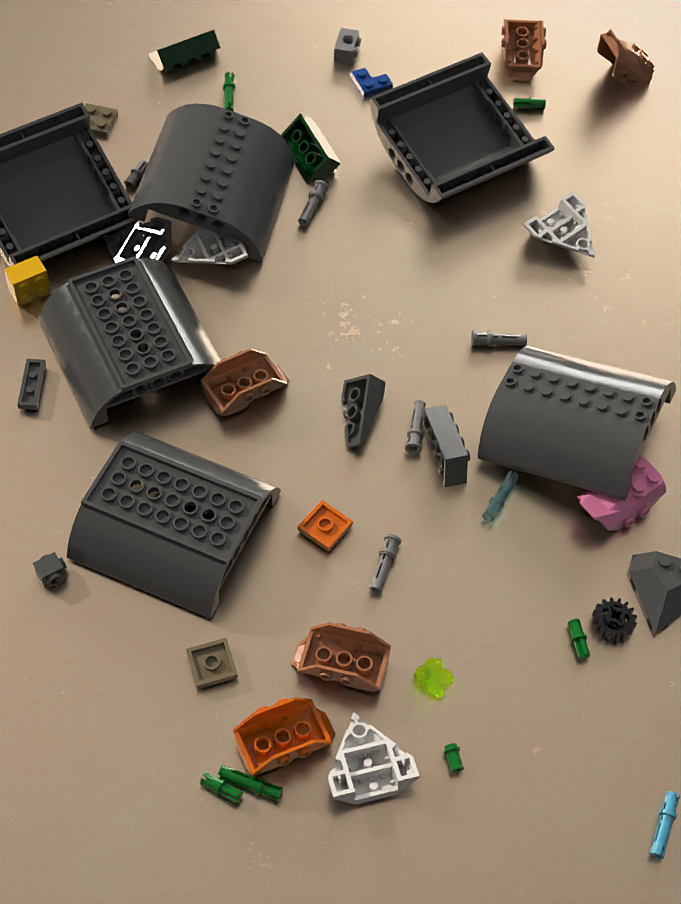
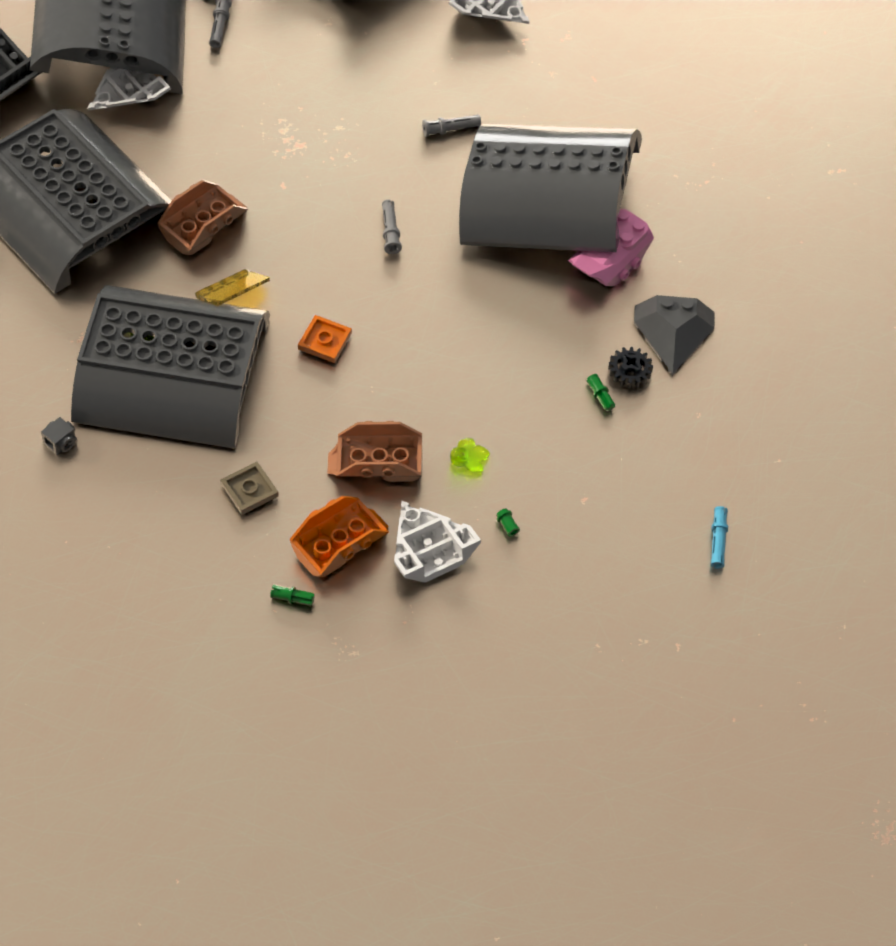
camera: 15 degrees left, 0 degrees up
(136, 174) = (19, 26): light grey axle -> none
(141, 240) = (48, 92): dark grey wedge -> none
(249, 782) = (326, 586): green pin -> none
(250, 457) = (231, 287): none -> clear yellow windscreen
(362, 401) = (328, 212): dark grey wedge -> none
(387, 555) = (394, 354): light grey pin -> none
(447, 445) = (426, 237): wedge -> none
(497, 502) = (489, 283): clear light blue pin -> none

